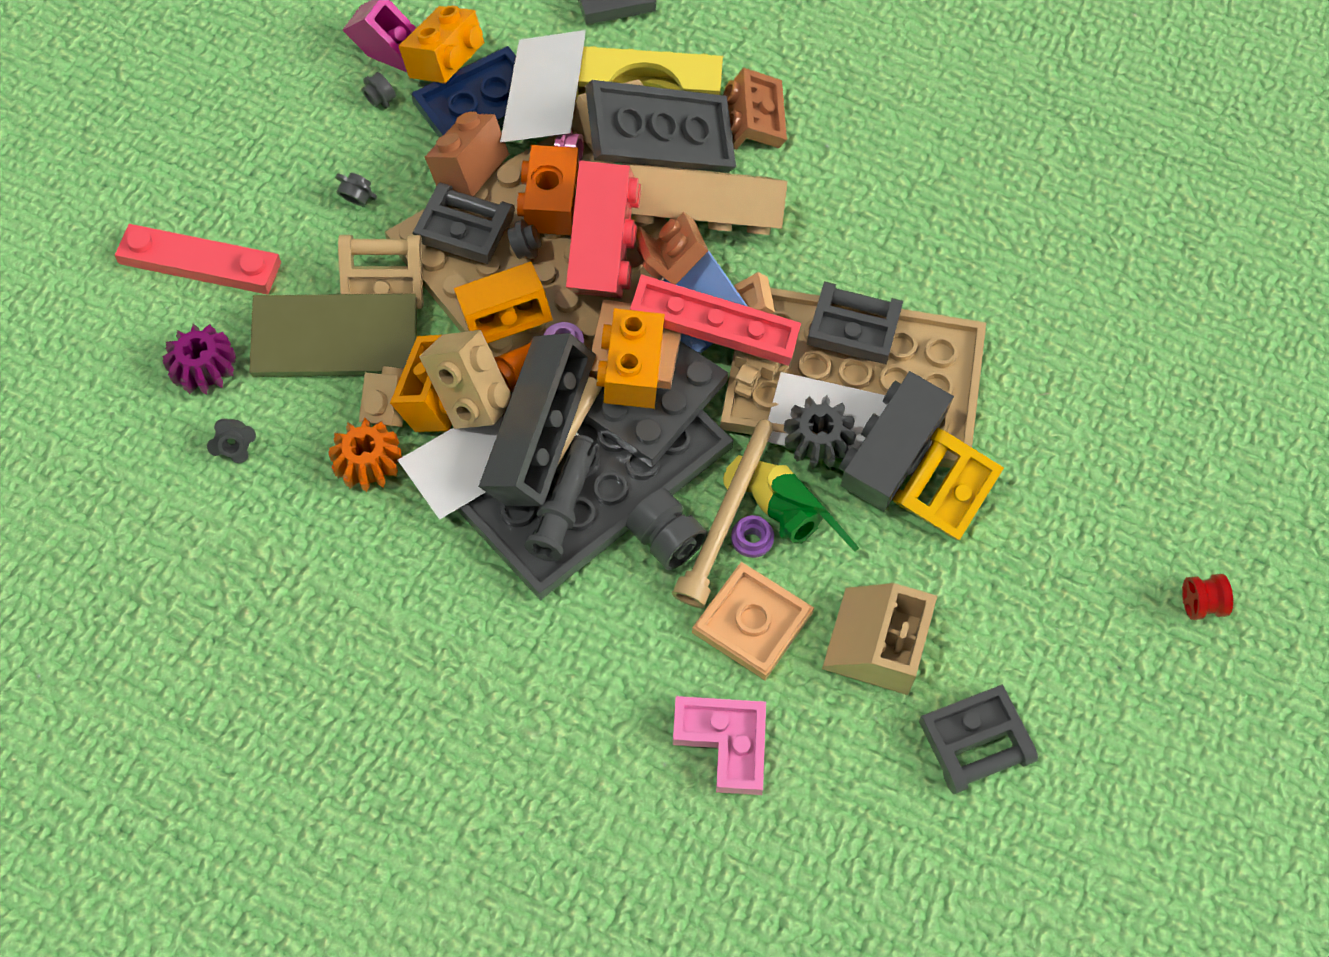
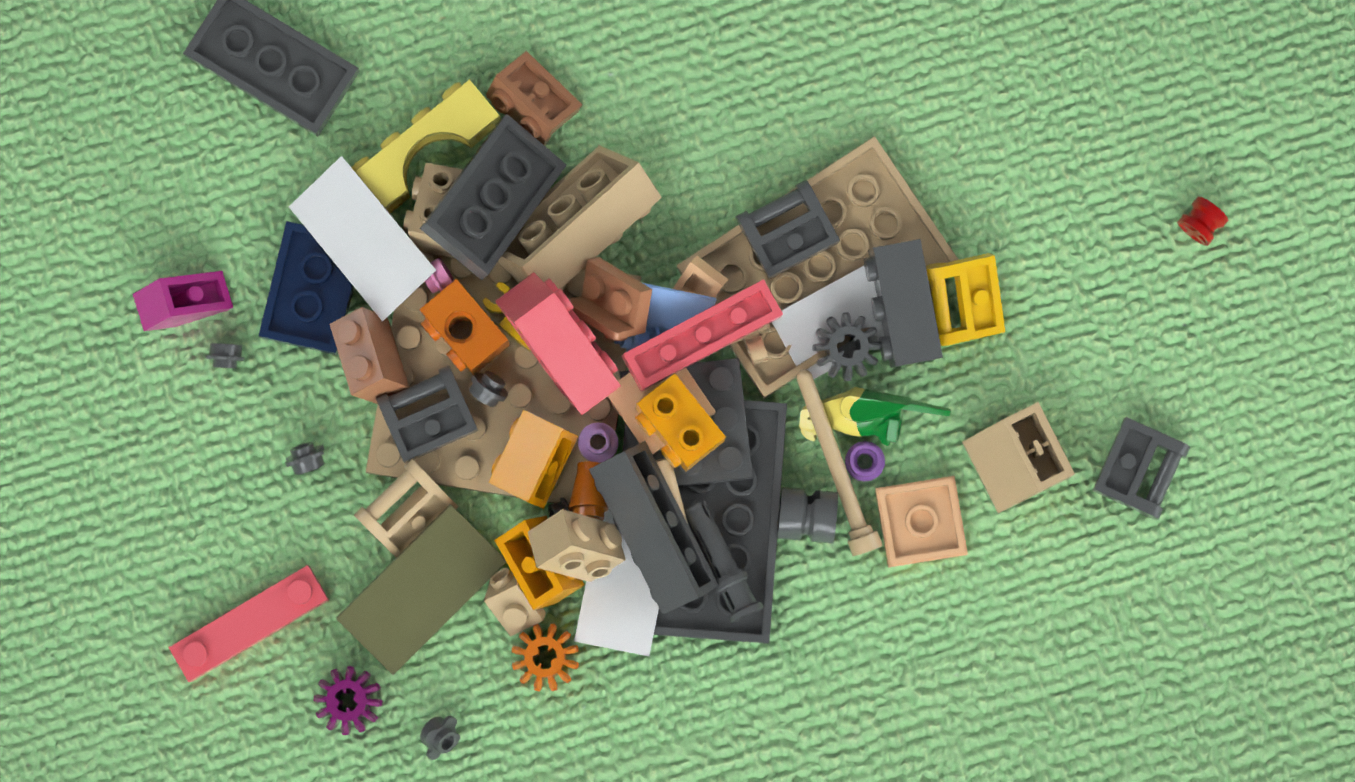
camera: 40 degrees left, 20 degrees up
(441, 44) = (239, 271): light orange brick -> none
(734, 729) = (986, 612): bright pink plate -> none

